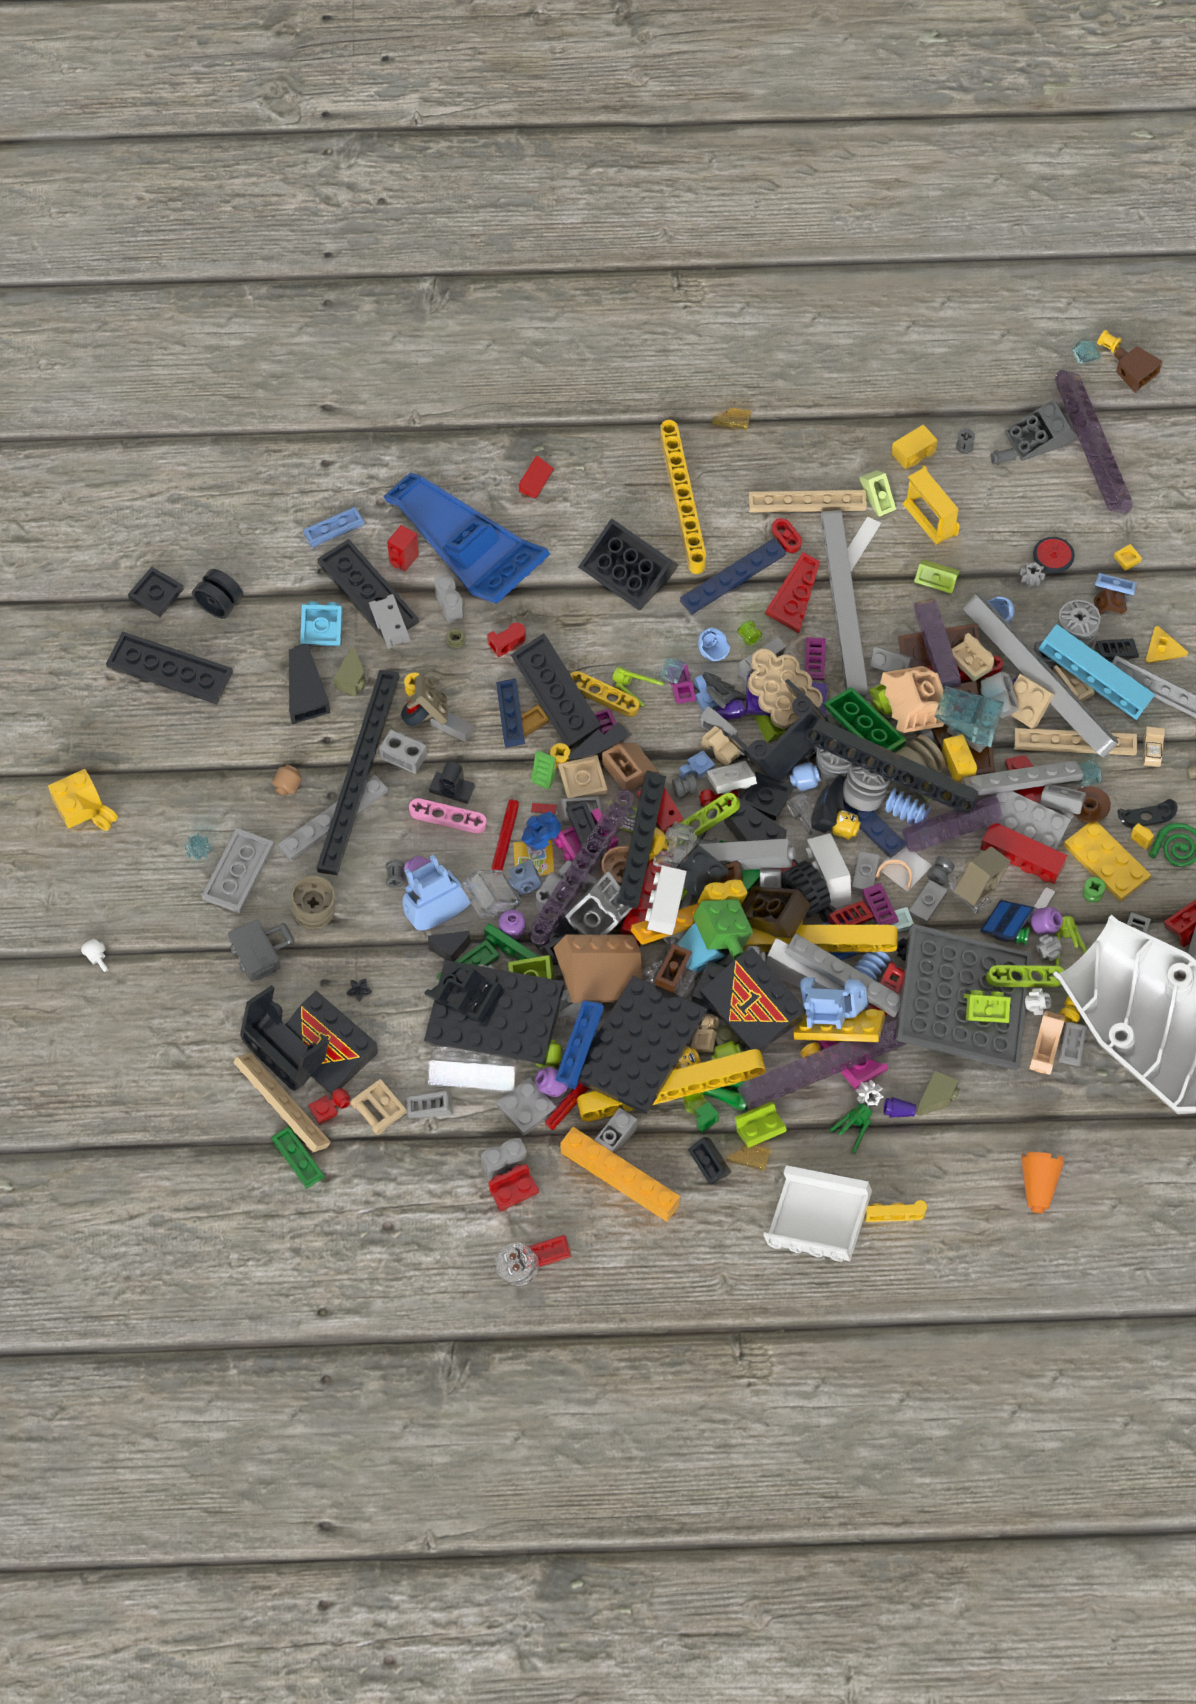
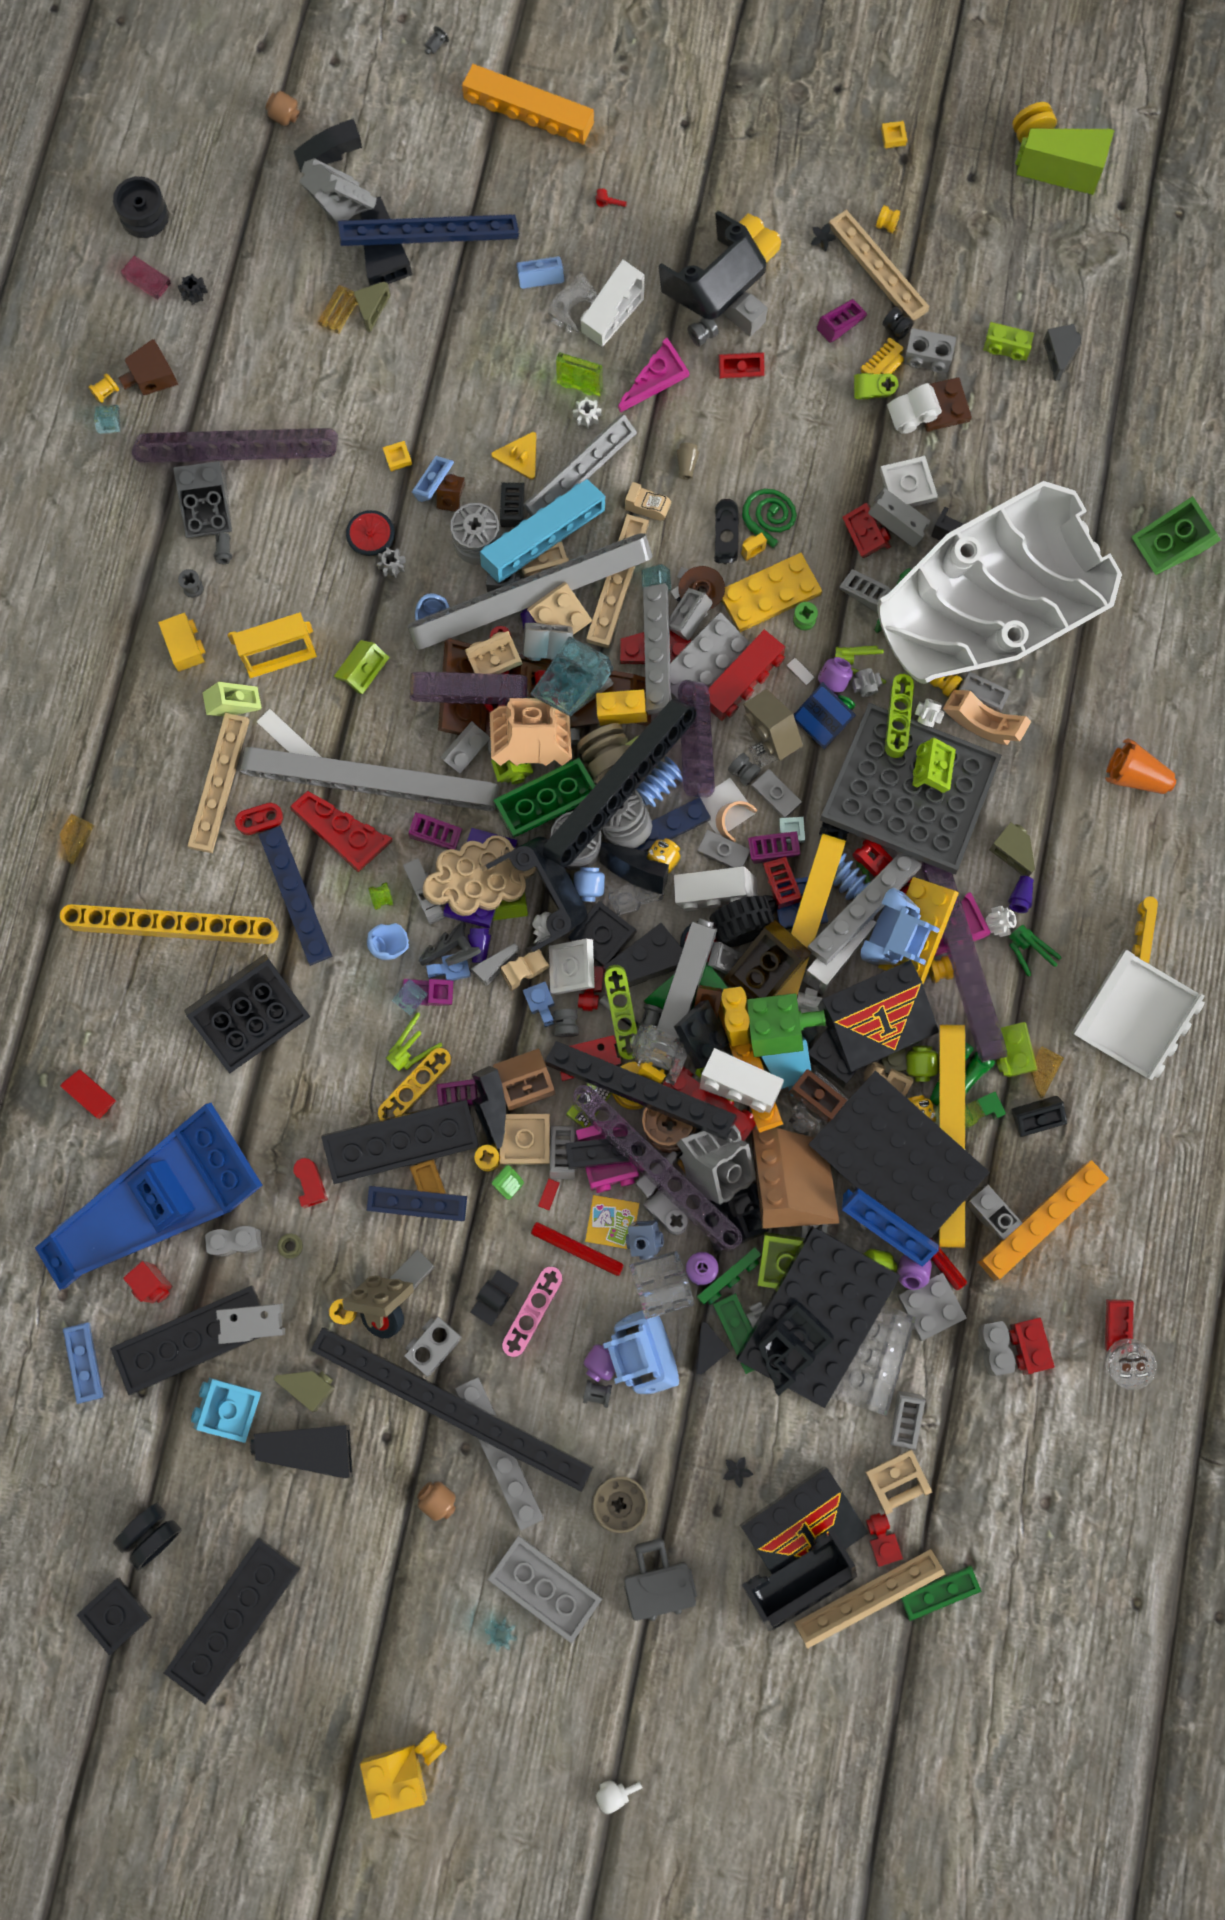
camera: 75 degrees left, 15 degrees up
(540, 830) = (577, 1212): blue plate -> none

